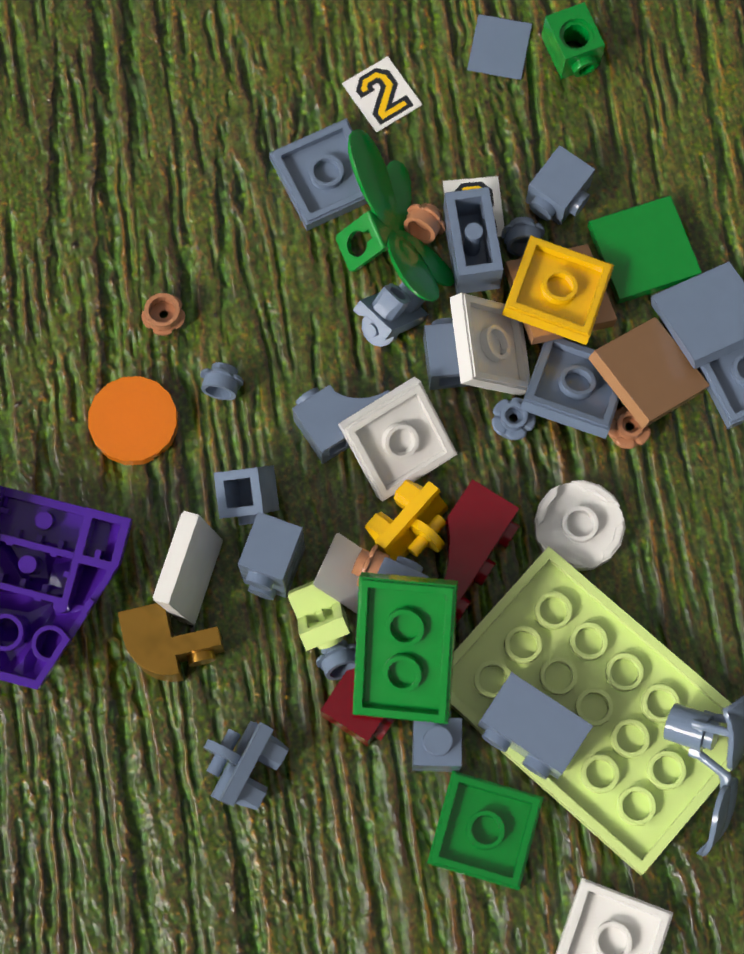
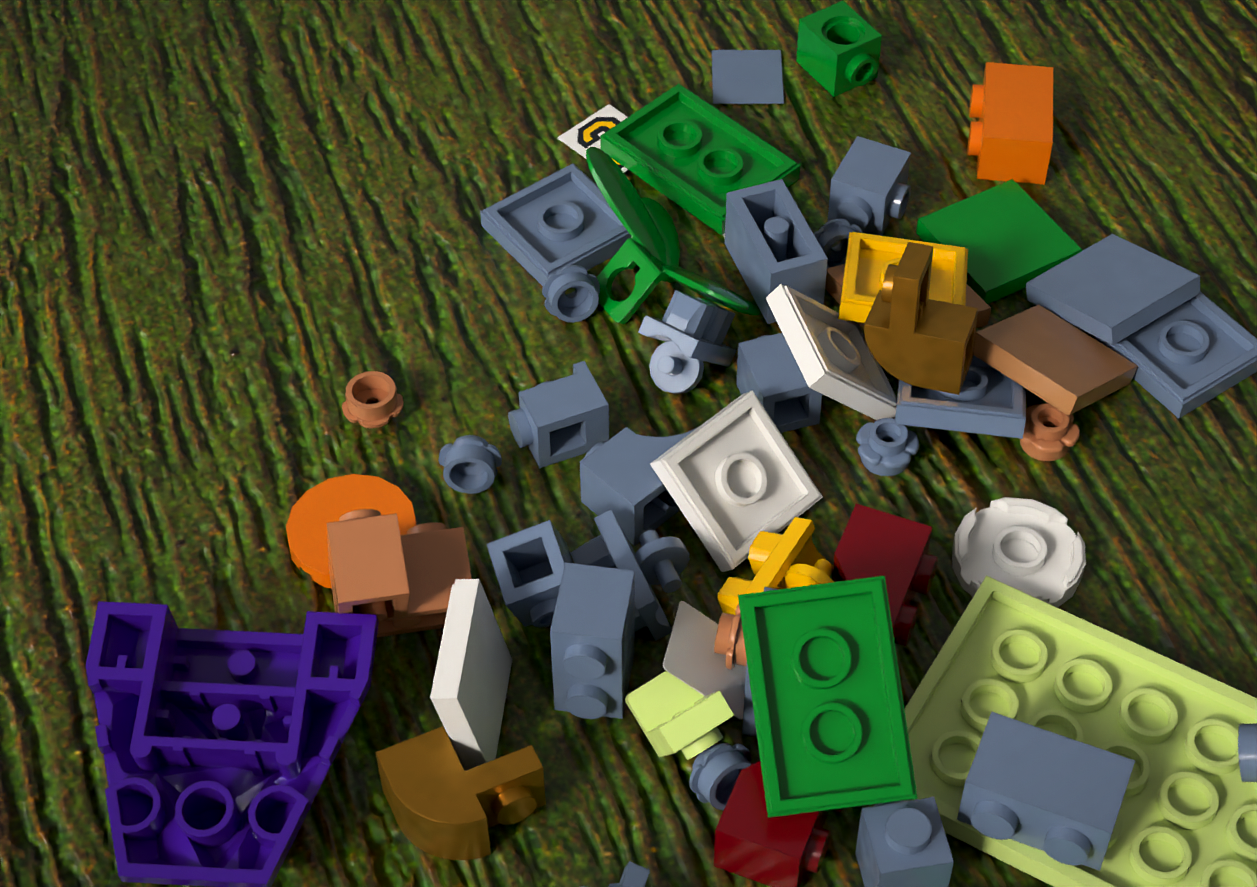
camera: 10 degrees left, 25 degrees down
(151, 481) = (393, 574): none -> nougat brick
(290, 356) = (561, 417): none -> sand blue brick
(306, 480) = (654, 563): none -> sand blue hips
(320, 244) = (579, 303): none -> sand blue plate
(424, 222) = (696, 260): nougat plate -> none
(442, 127) = (695, 154): none -> green tile
(551, 350) = (920, 337): none -> pearl gold brick
(687, 141) = (1013, 123): none -> orange brick

